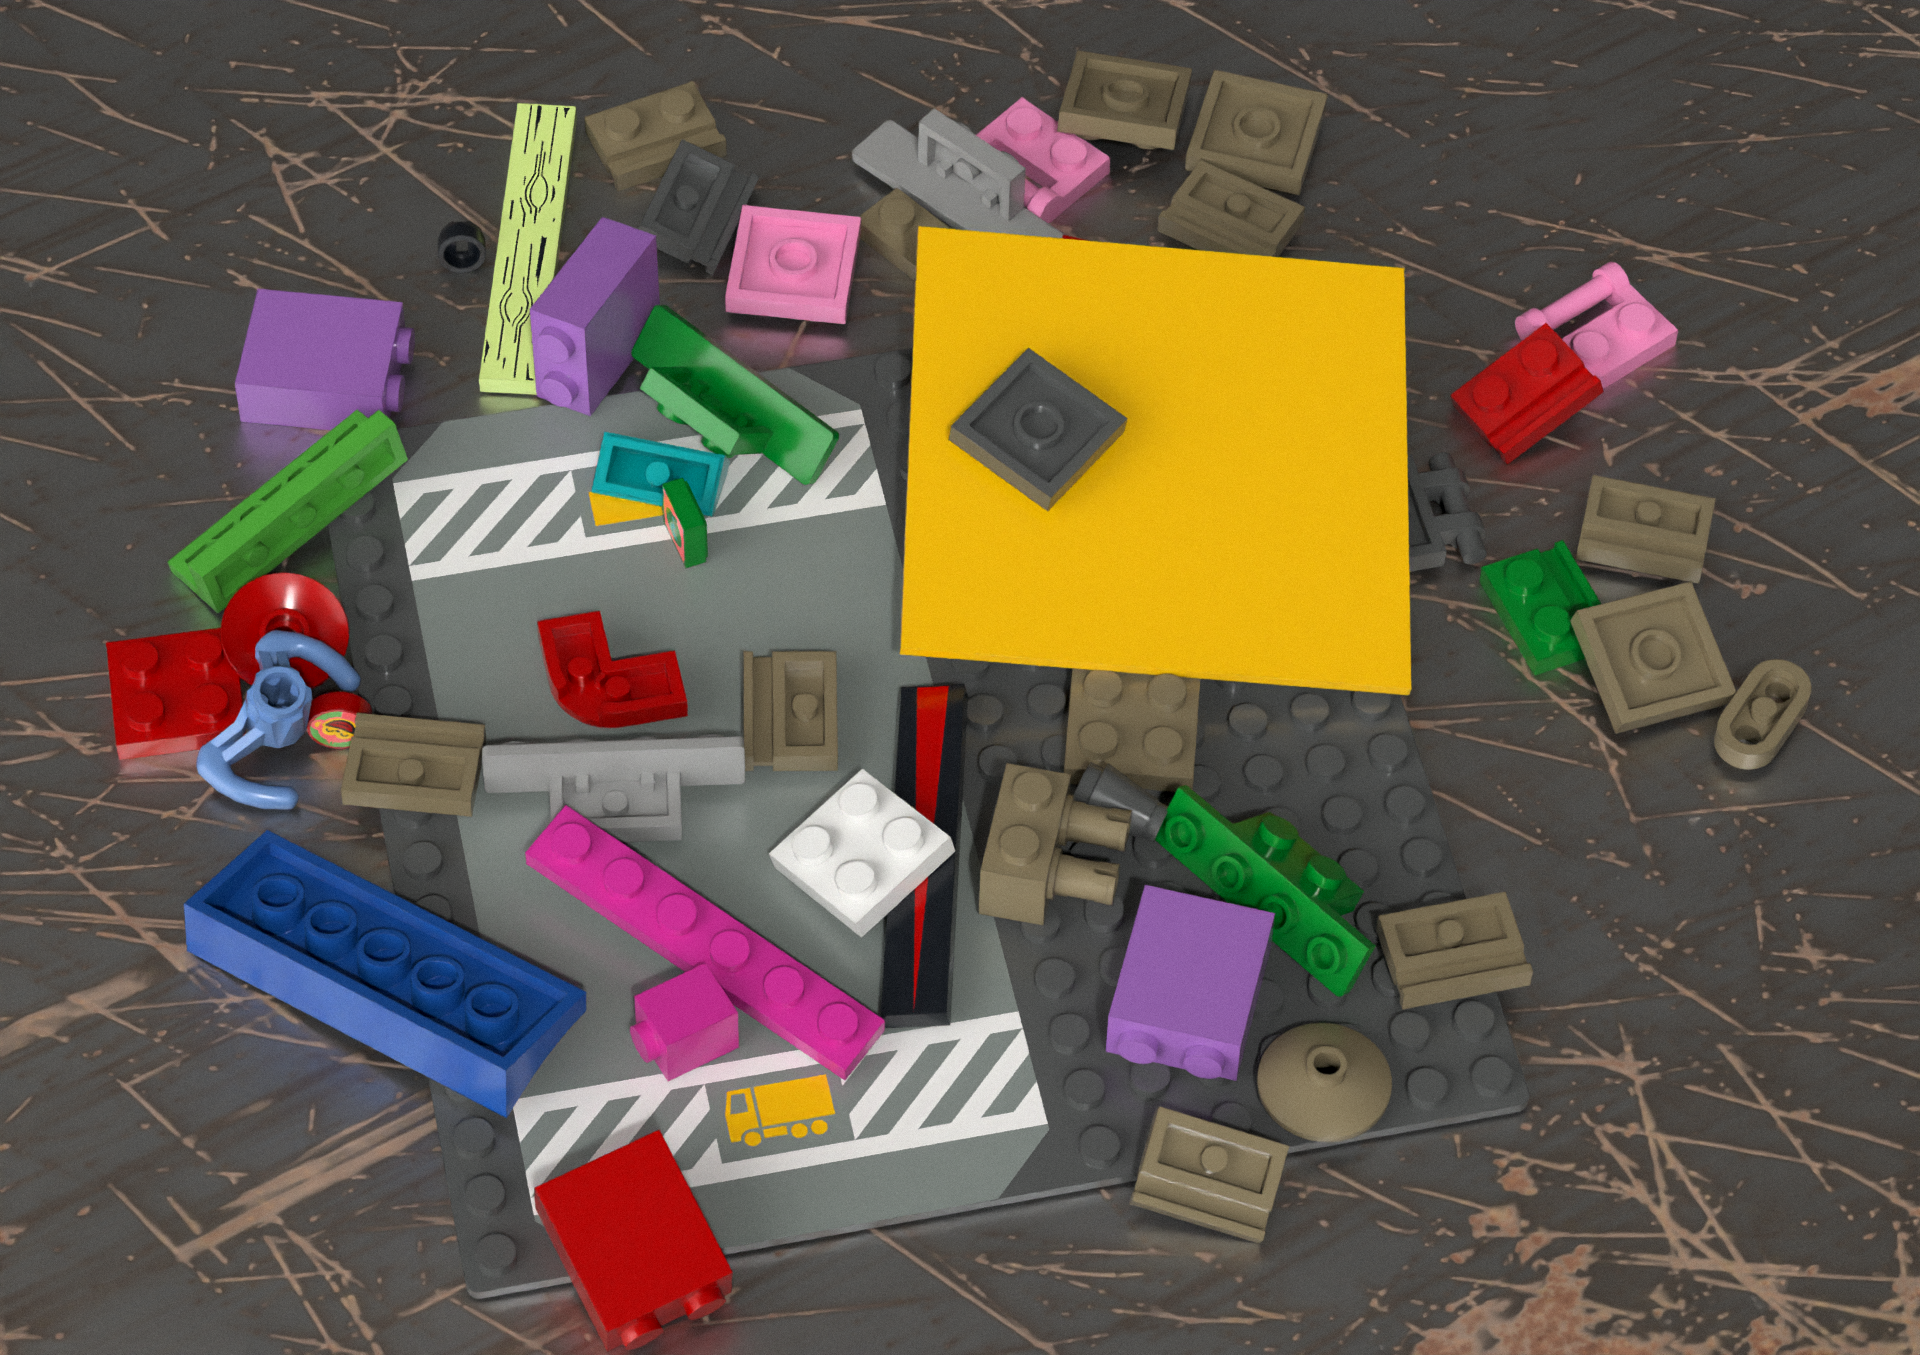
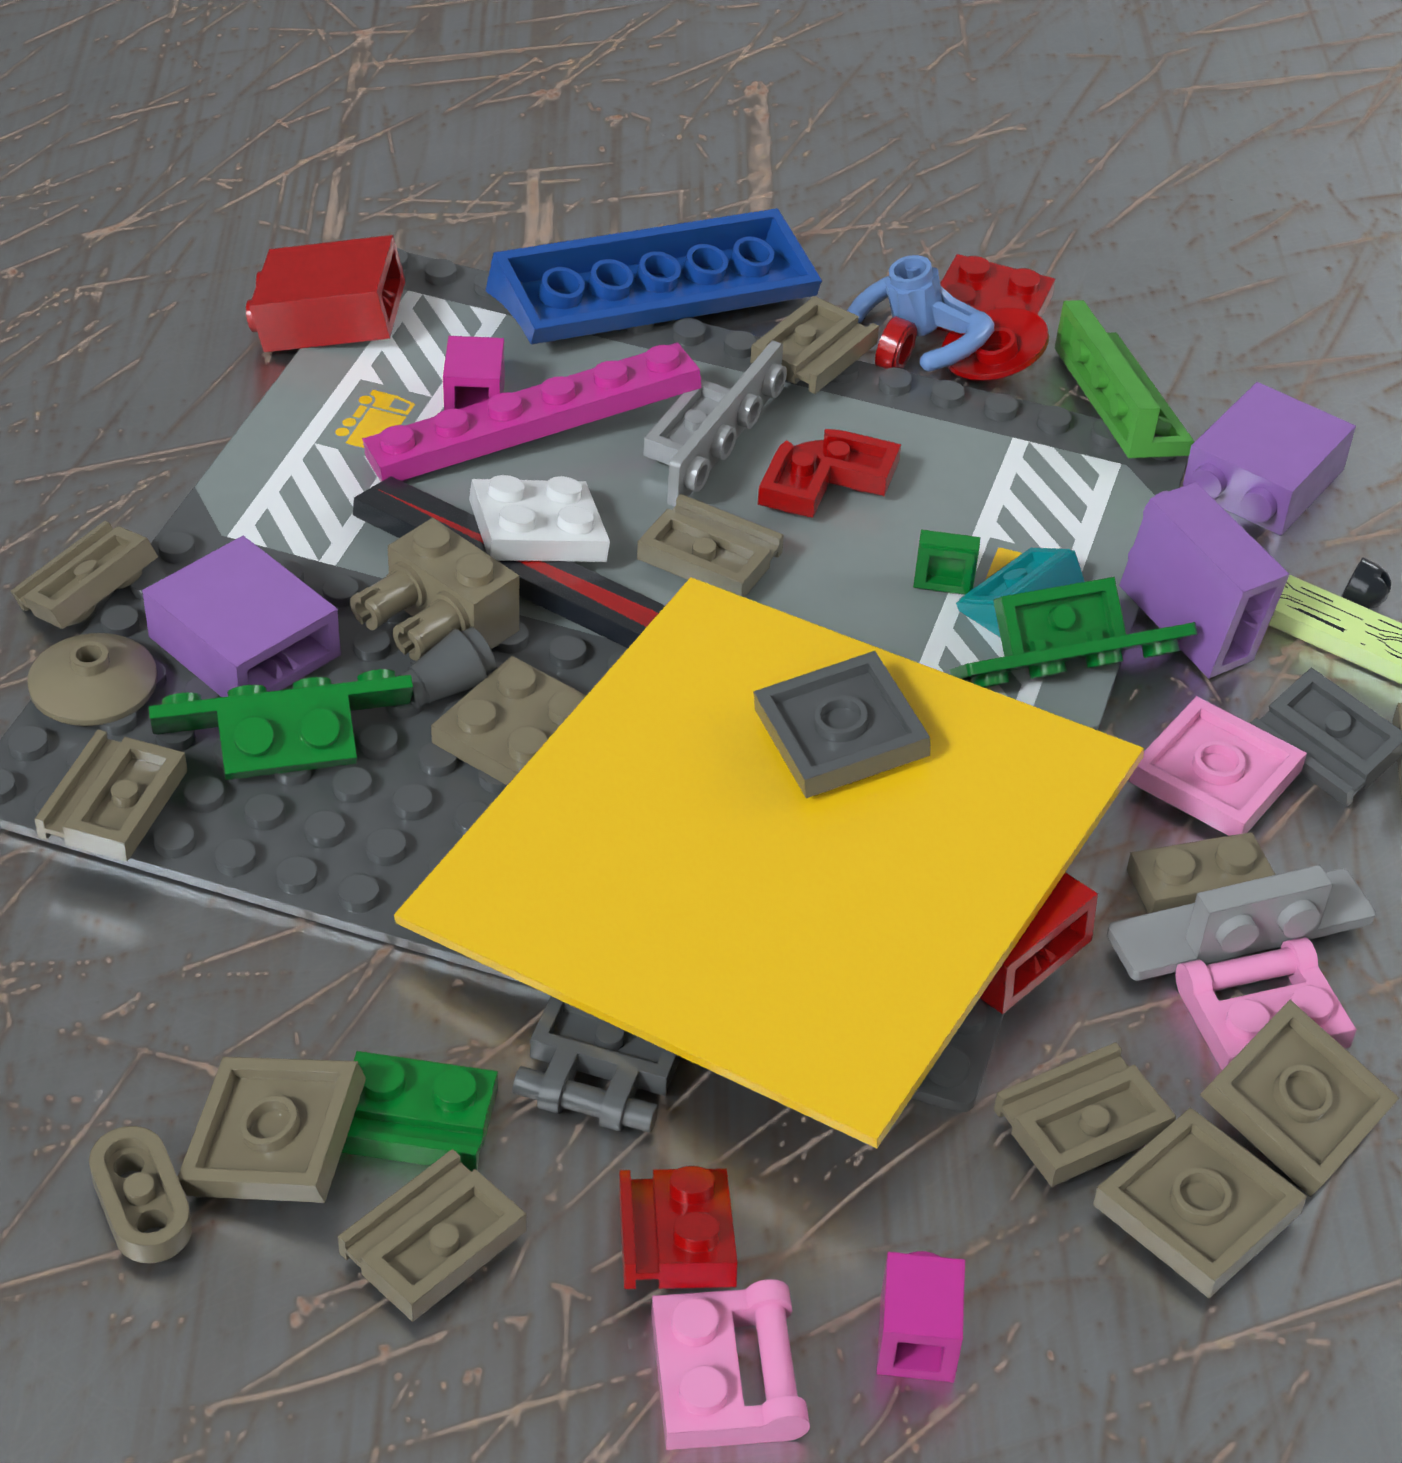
camera: 120 degrees right, 10 degrees down
(1482, 235) = (921, 1316): none -> dark pink brick

